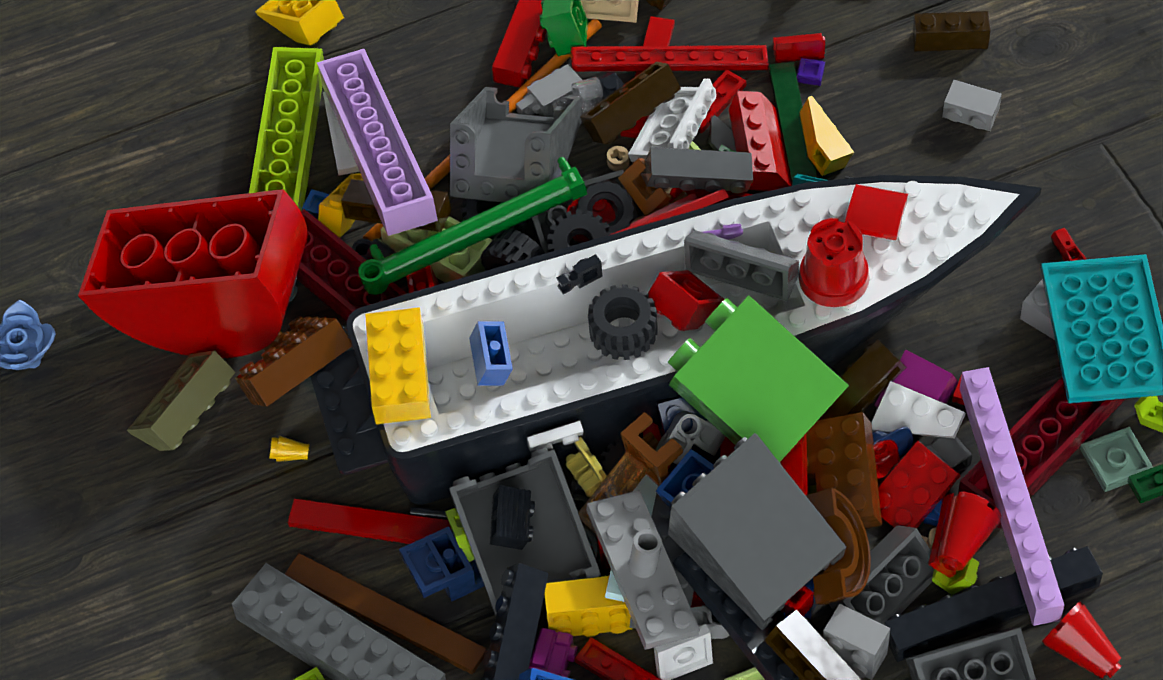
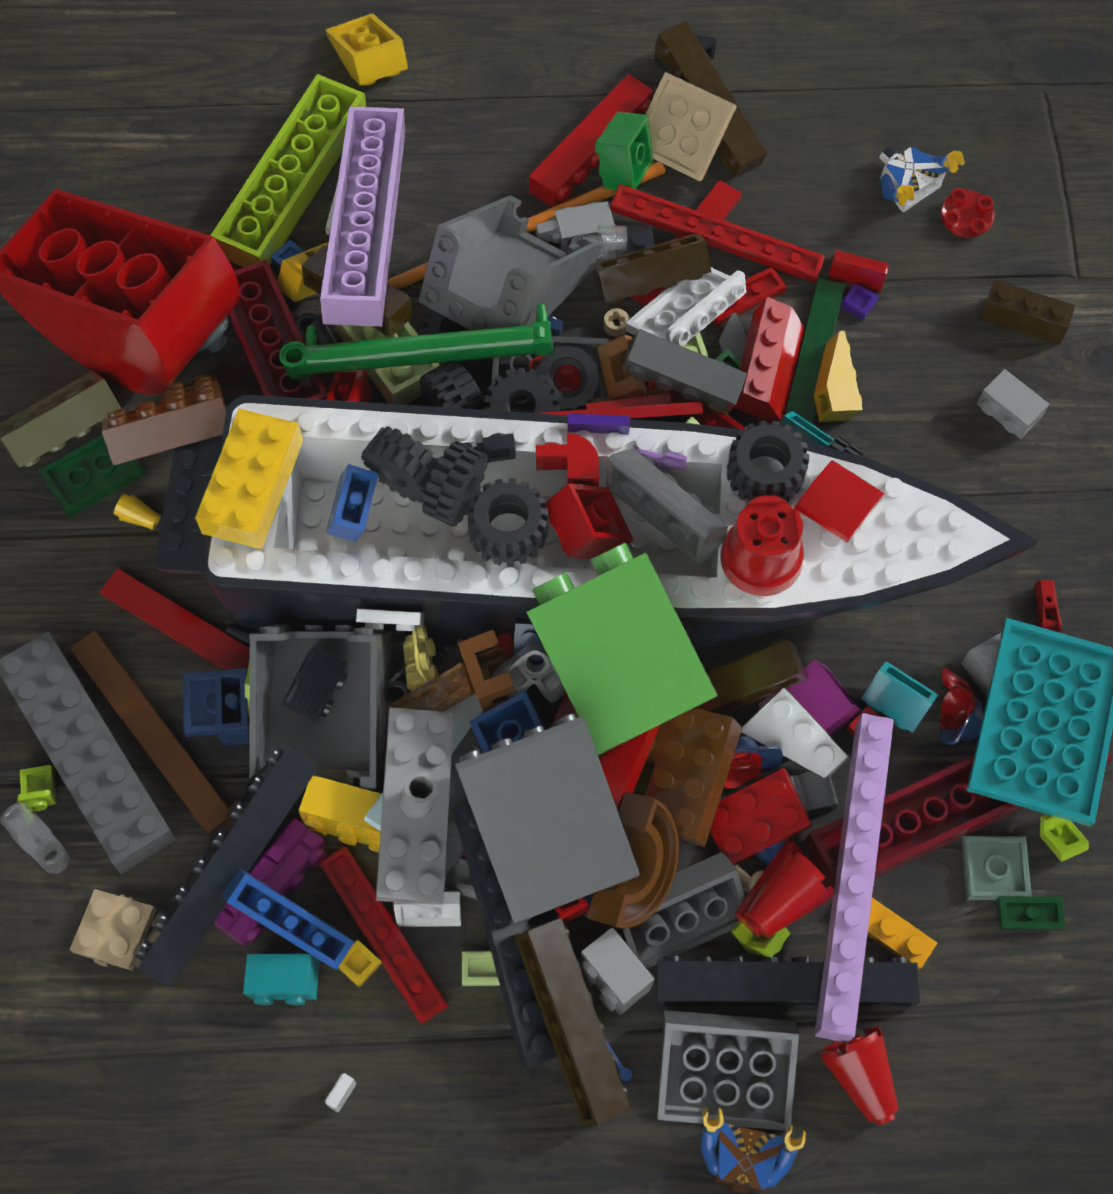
camera: 15 degrees right, 10 degrees up
(232, 433) = (88, 476): none -> dark green tile
(521, 306) = (400, 462): none -> black tyre
(568, 307) = (454, 483): none -> black tyre
(652, 255) = (576, 457): none -> red brick
(657, 225) = (599, 423): none -> dark purple tile
(805, 187) = (771, 442): none -> black tyre
(981, 353) = (899, 697): none -> teal brick
(1036, 351) = (959, 711): none -> red hair
(1064, 536) = (898, 935): none -> light orange plate

